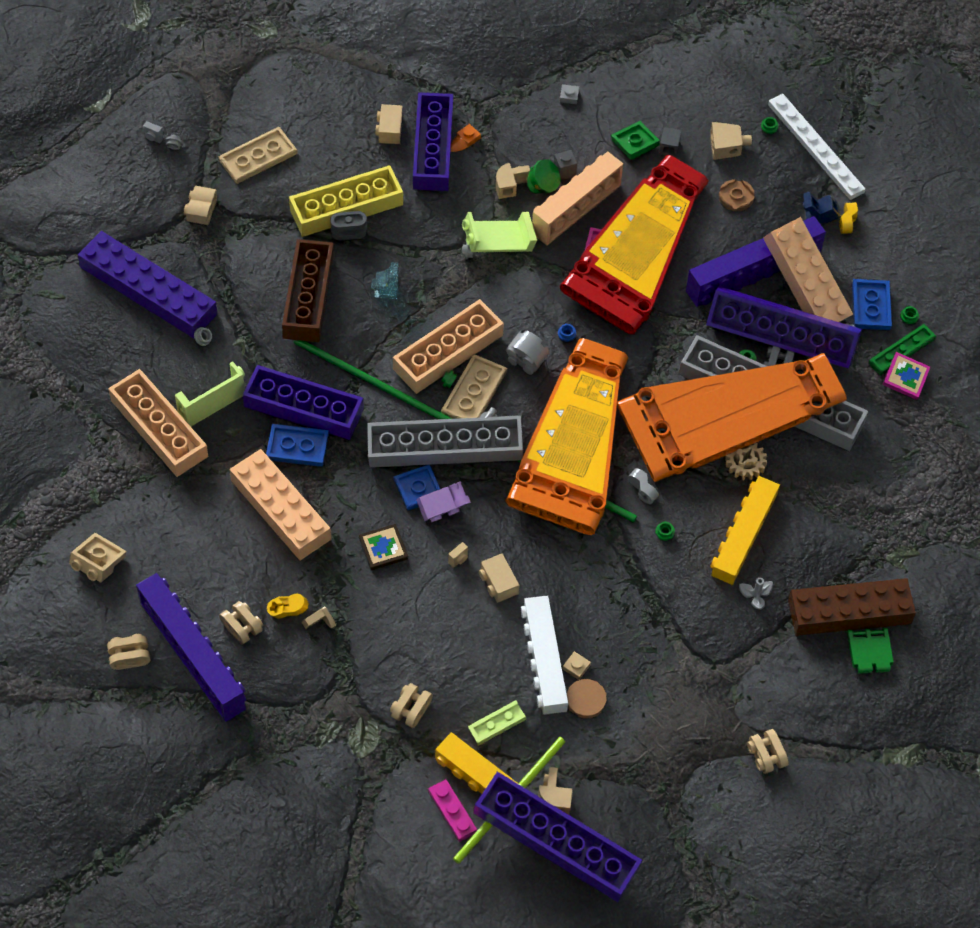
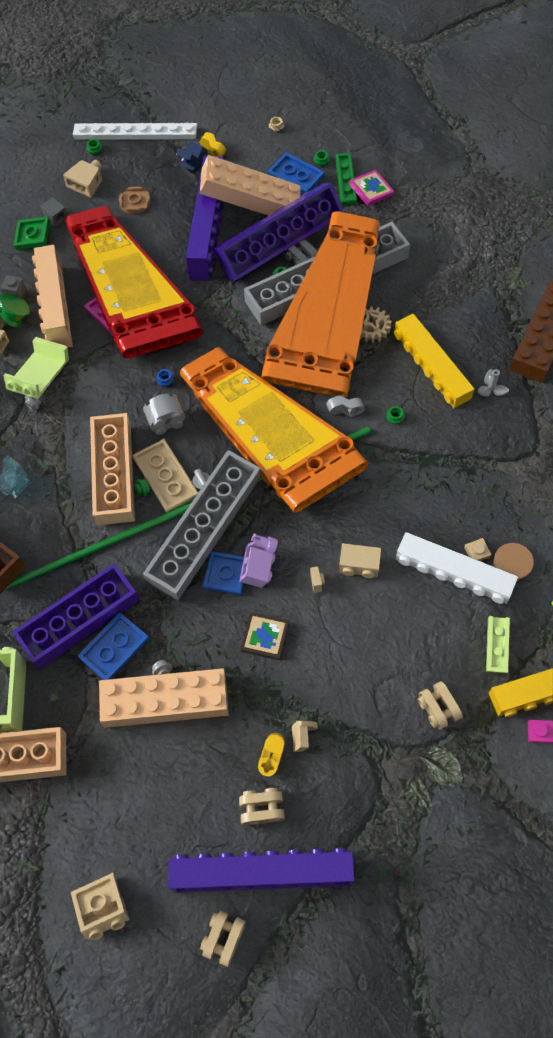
camera: 50 degrees left, 5 degrees up
(303, 488) = (161, 667): none -> light grey plate
(920, 250) = (276, 124): none -> tan plate

